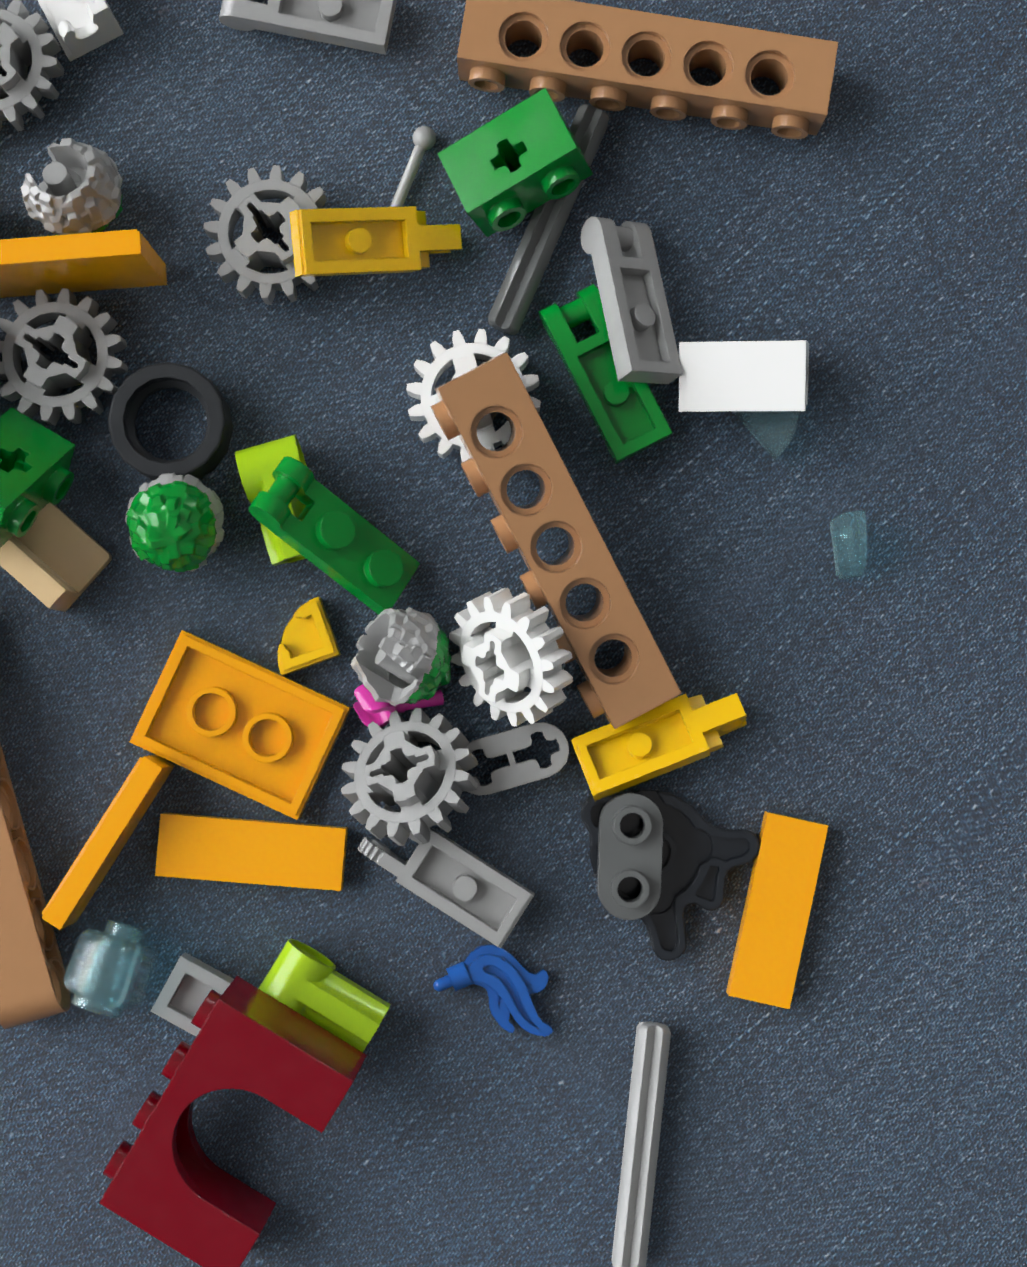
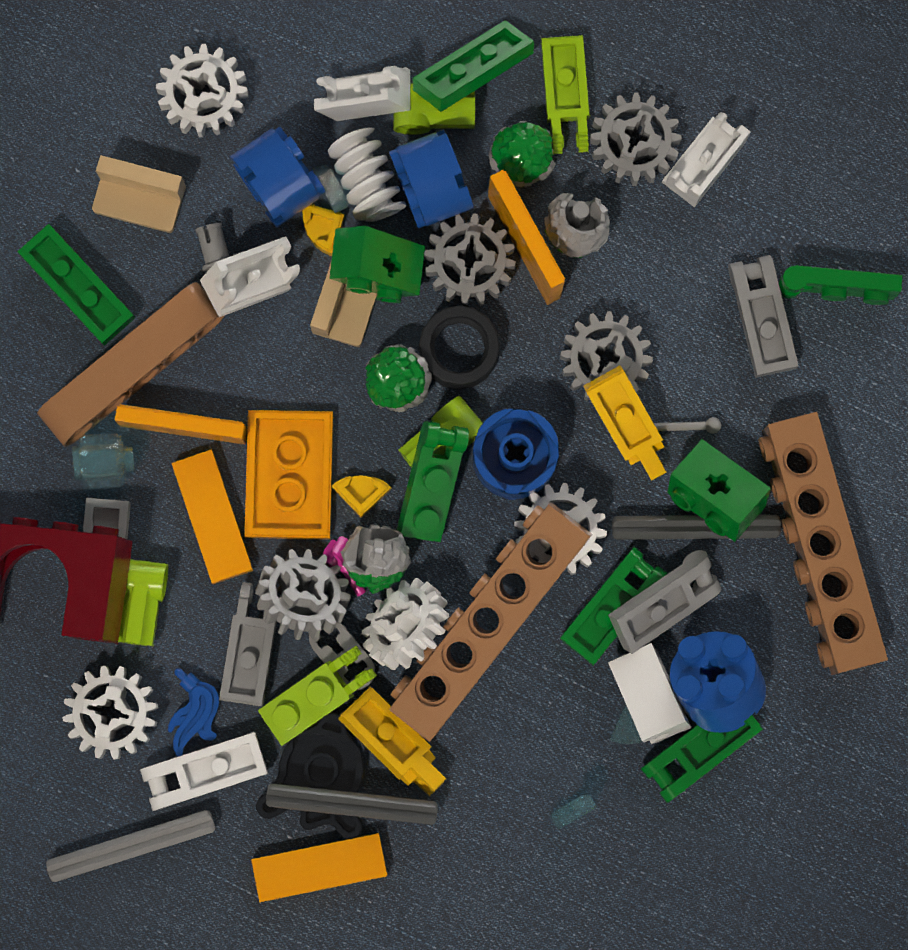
camera: 60 degrees right, 5 degrees down
(315, 394) = (518, 429): none -> blue brick
(474, 1120) = (114, 692): none -> white gear
(553, 821) = (313, 698): none -> lime hinge
(586, 1005) = (206, 770): none -> white plate
(629, 856) = (312, 755): dark grey plate -> none
(716, 832) = (351, 804): none -> dark grey axle
(735, 269) = (717, 680): none -> blue brick
(841, 340) = (697, 754): none -> green plate

